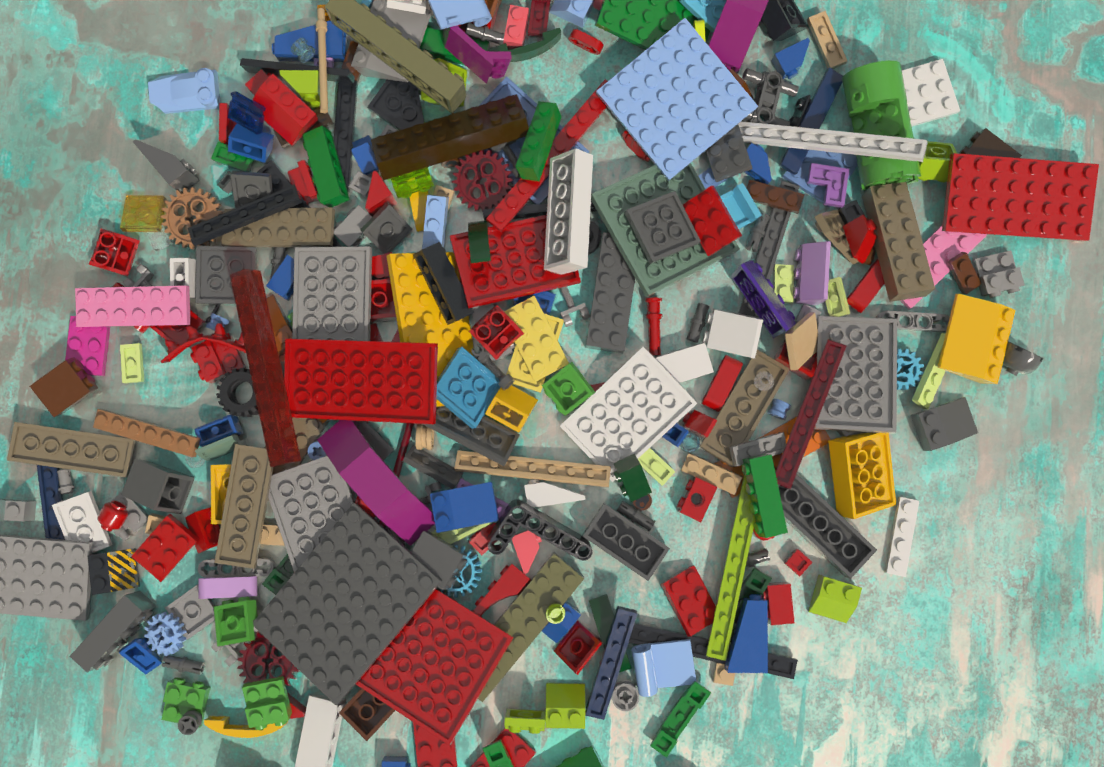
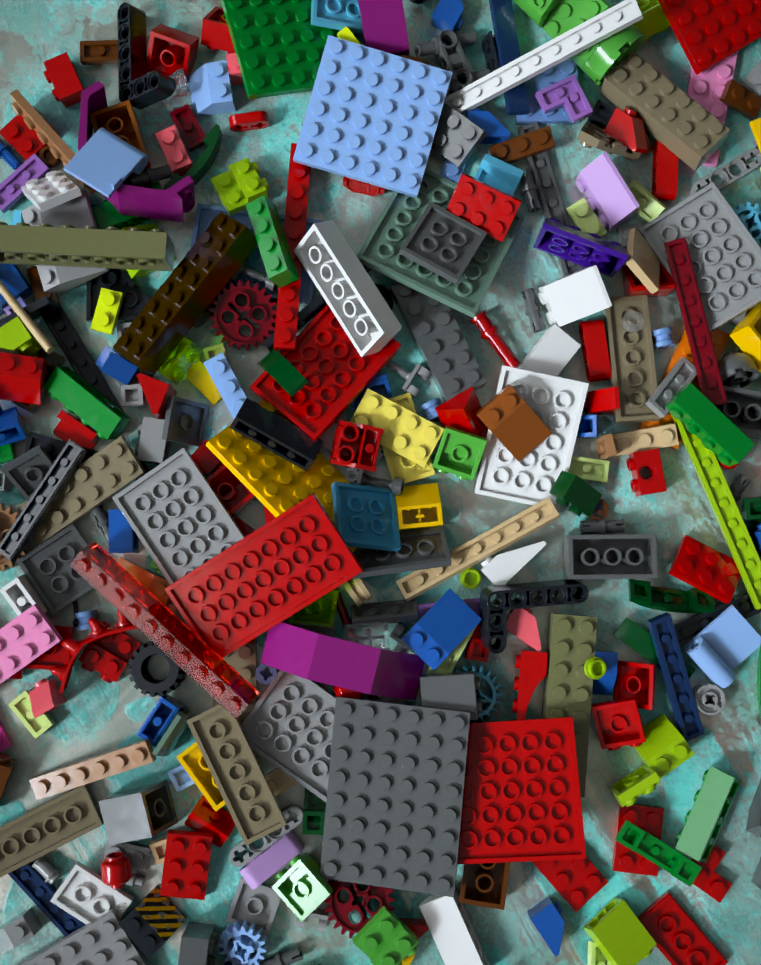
camera: 35 degrees left, 0 degrees up
(149, 358) = (45, 697): none -> coral slope
(203, 483) = (180, 778): none -> light blue plate
(384, 433) = (319, 612): none -> clear neon green slope
(386, 110) = (107, 311): none -> neon yellow plate
(410, 475) = (370, 634): none -> clear slope
(513, 486) = (470, 578): none -> lime plate
(545, 667) = (618, 723): none -> red plate
(546, 84) = (239, 186): none -> lime plate
(572, 344) = (429, 409): none -> medium blue wheel
(592, 362) = (461, 412): none -> red slope
(621, 394) = (513, 422): none -> dark orange slope
(647, 603) = (669, 599): none -> dark green slope
(679, 459) = (606, 447): none -> medium nougat plate
(817, 470) = (738, 369): none -> dark grey cylinder

